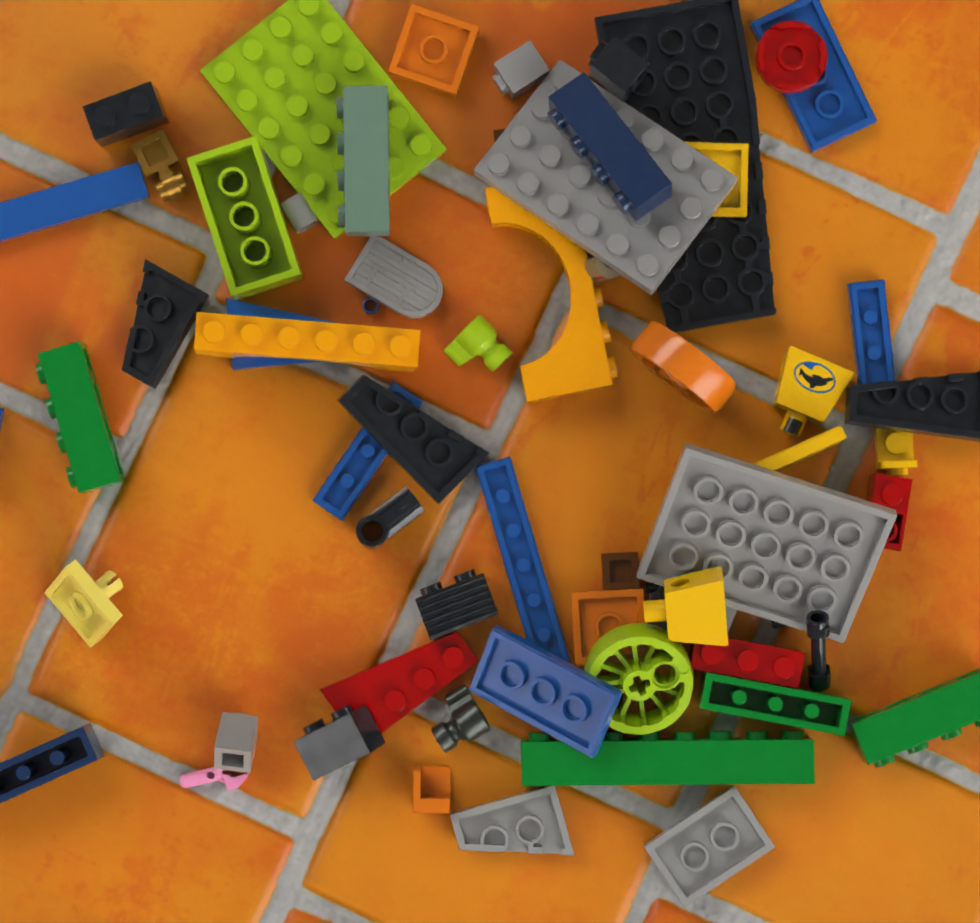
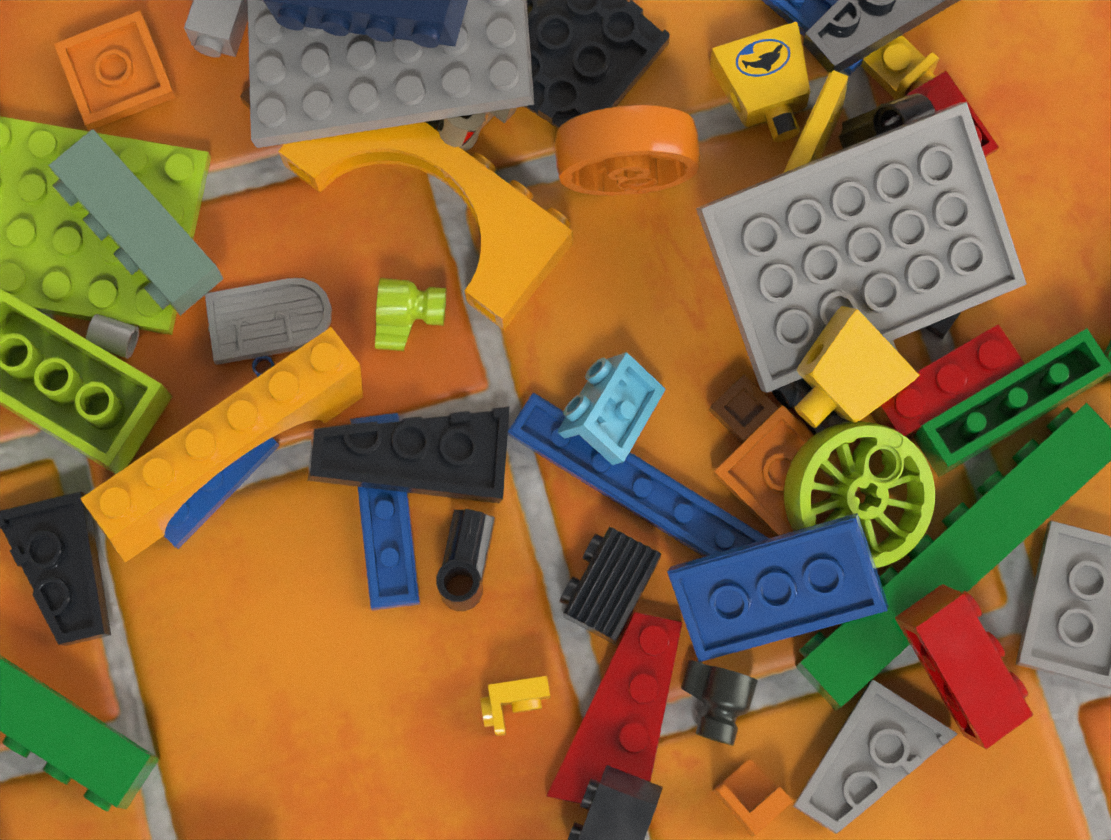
camera: 40 degrees left, 10 degrees down
(353, 622) = (521, 694): none -> yellow bracket
(546, 505) = (612, 406): none -> medium azure bracket
(611, 823) = (965, 665): none -> red brick
(818, 630) = (990, 287): black bar -> none
(846, 478) = (884, 118): none -> black piece

